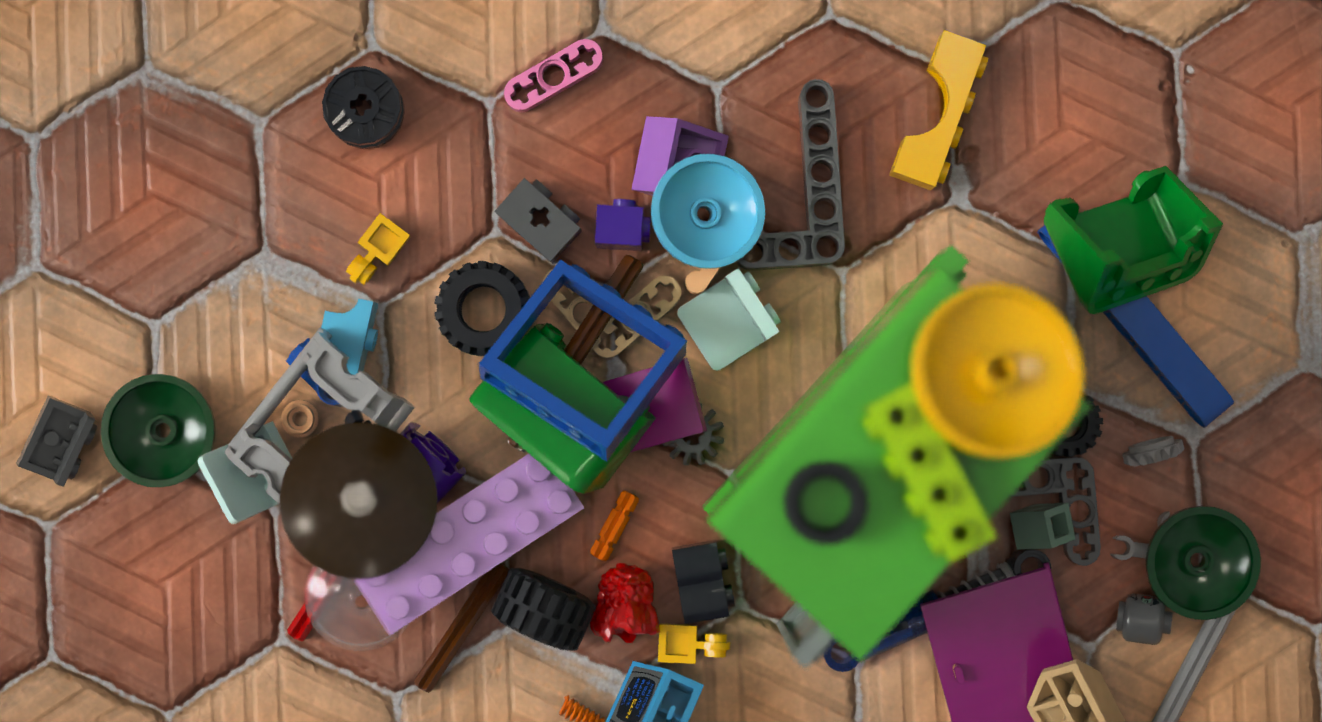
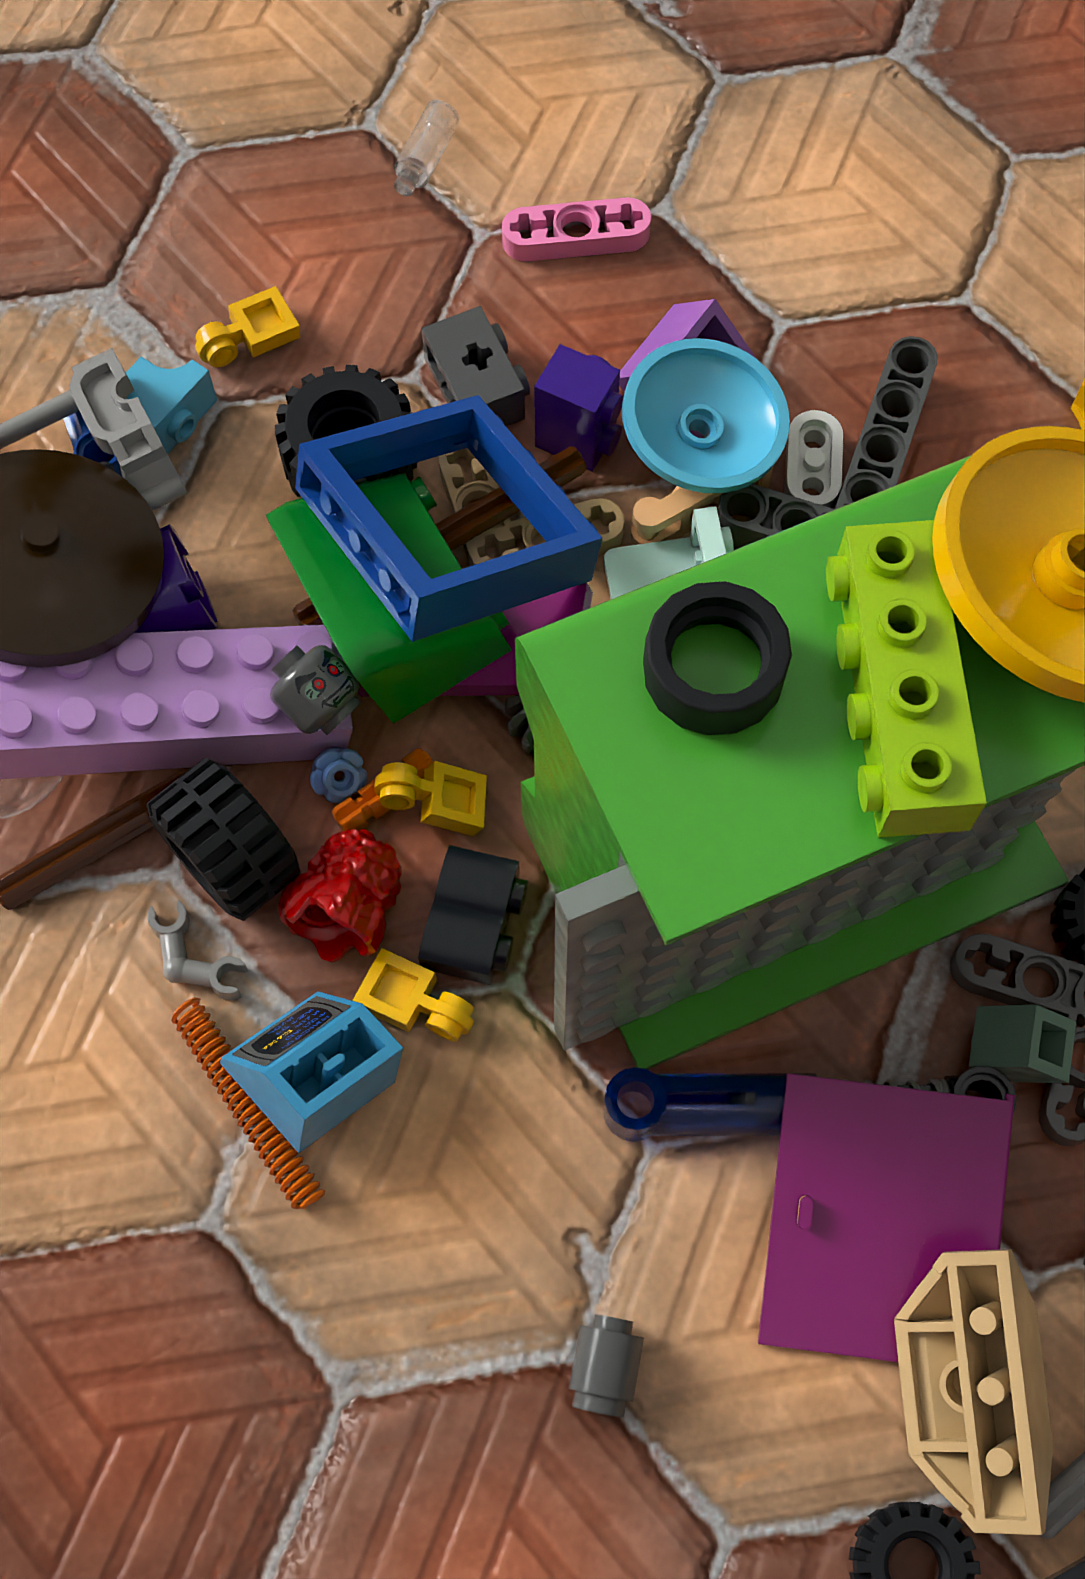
camera: 20 degrees right, 20 degrees down
(347, 92) = (320, 170): black wheel -> none
(423, 55) = (425, 146): none -> clear cylinder
(549, 682) = (183, 970): none -> light grey arm
(558, 506) = (314, 689): none -> dark grey head
(582, 529) = (329, 763): none -> medium blue plate
(655, 516) = (449, 794): none -> yellow plate
(780, 191) = (814, 467): none -> white plate

